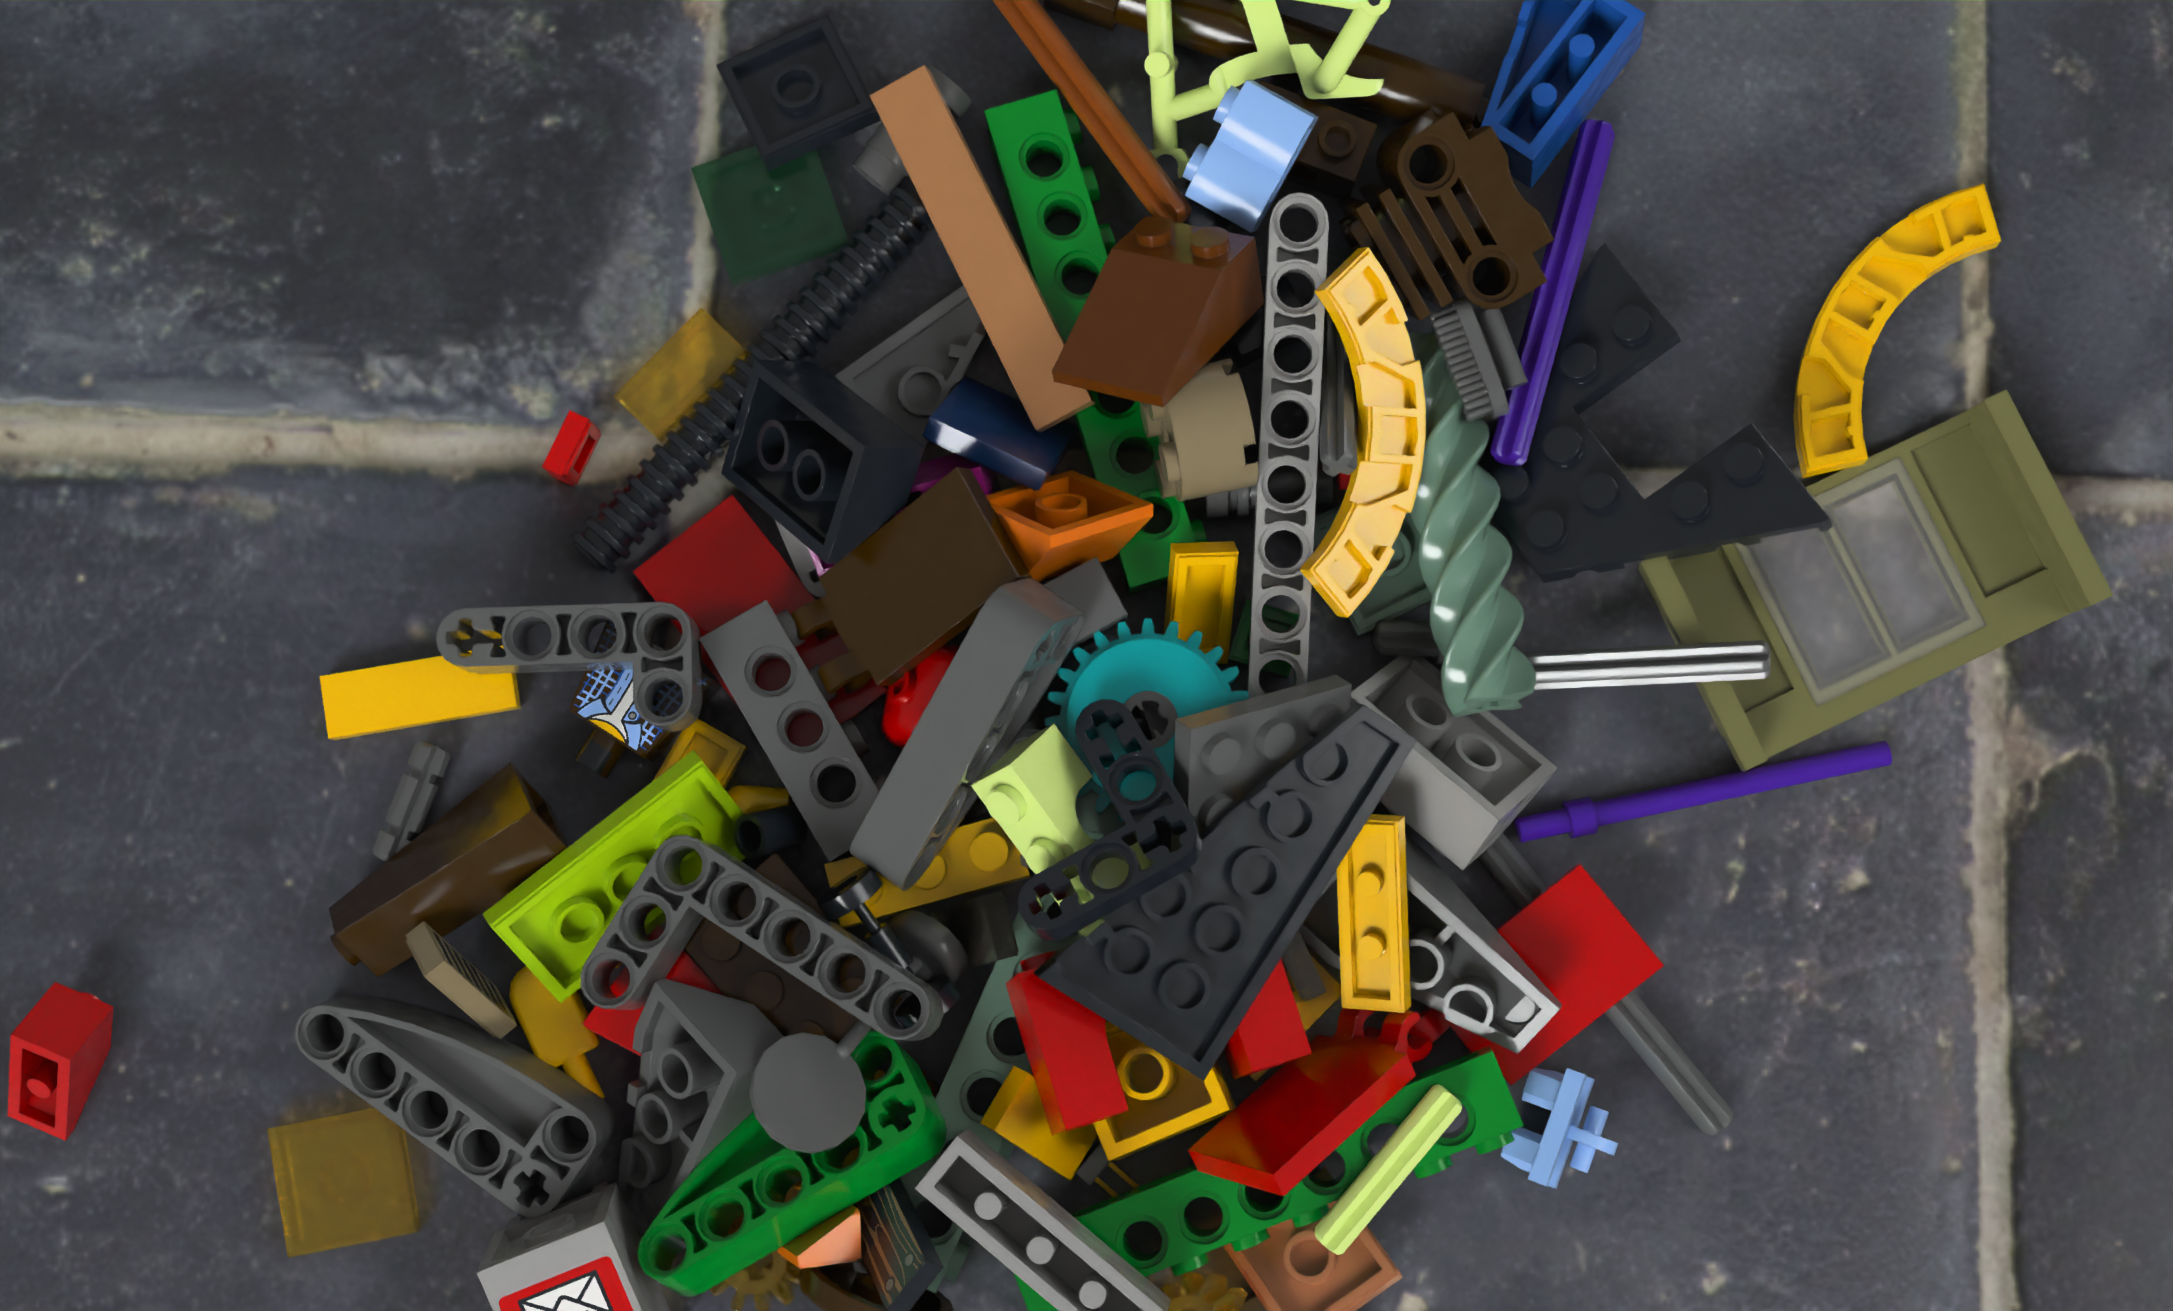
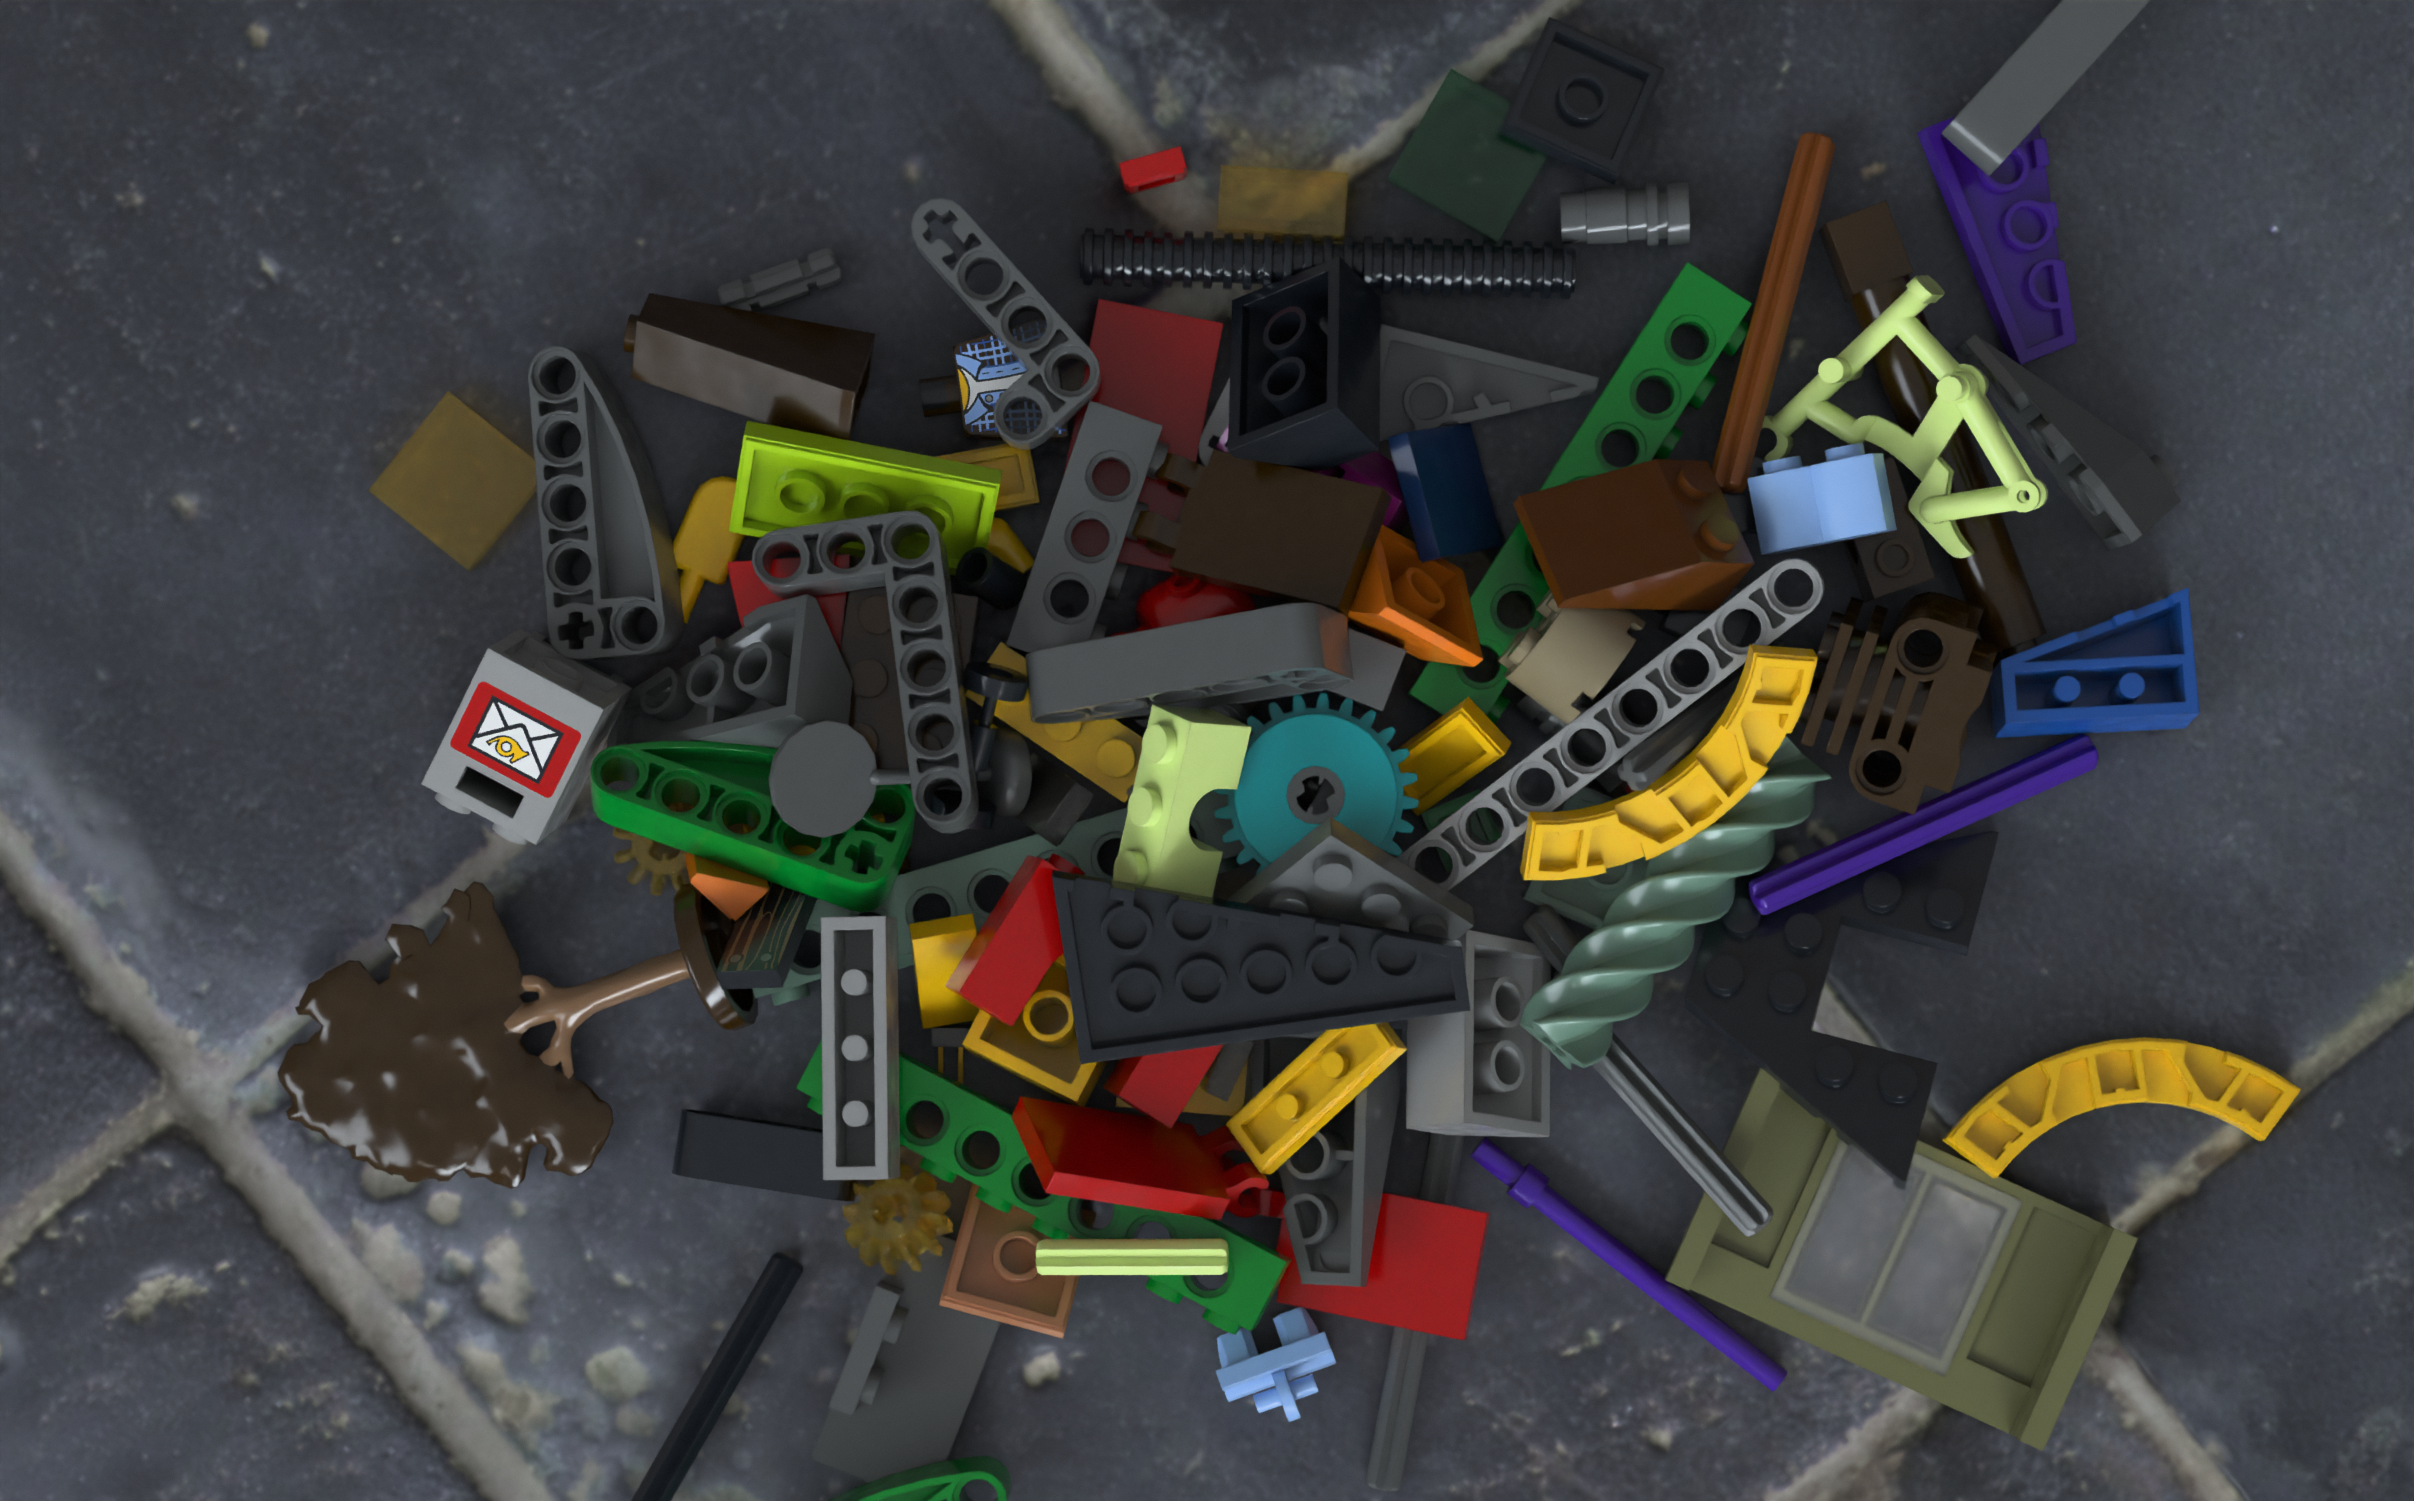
camera: 50 degrees right, 5 degrees up
(57, 1059) = (365, 189): red slope -> none
(411, 696) = (861, 212): yellow tile -> none
(460, 980) = (682, 443): dark tan tile -> none
(979, 245) = (1577, 348): medium nougat tile -> none
(1142, 824) = (1231, 858): black beam -> none
(1478, 357) = (1813, 811): dark grey piece -> none

